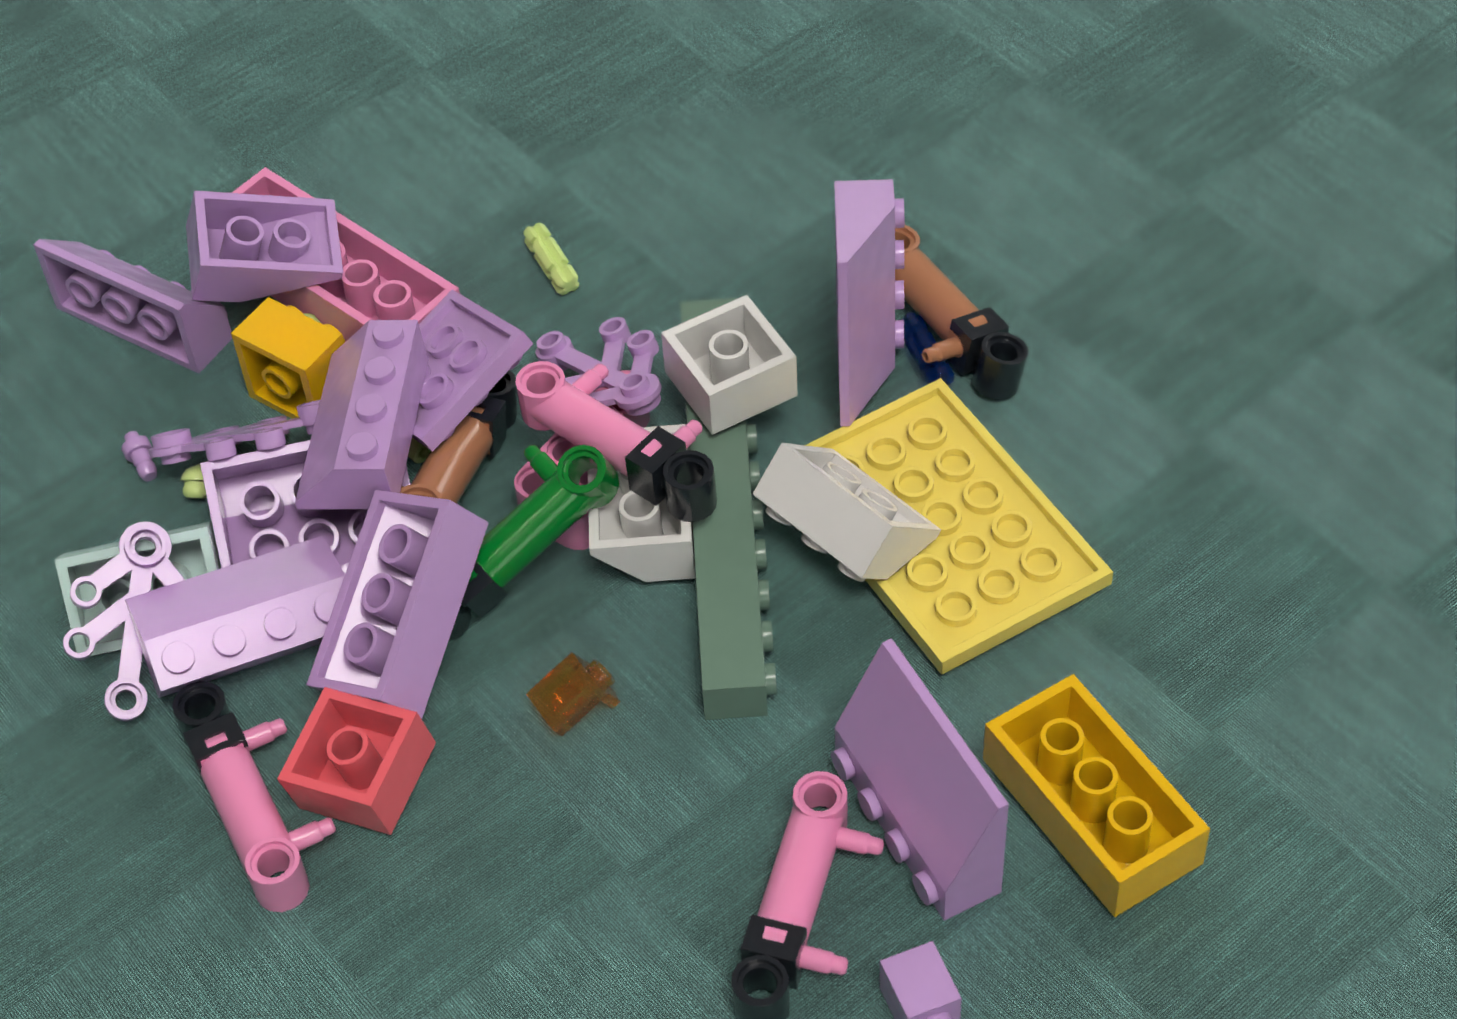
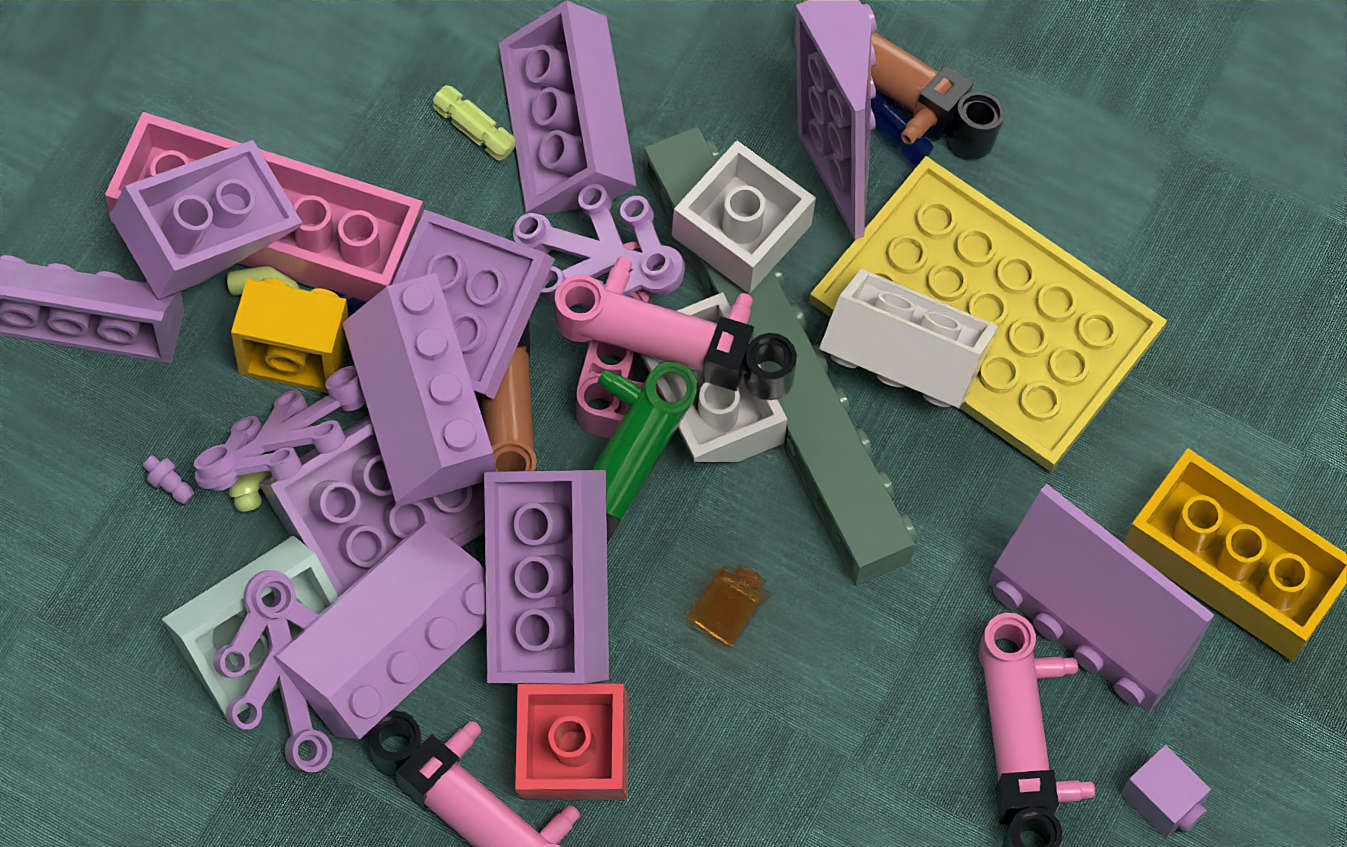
camera: 30 degrees left, 15 degrees up
(636, 261) = (566, 109): none -> lavender slope

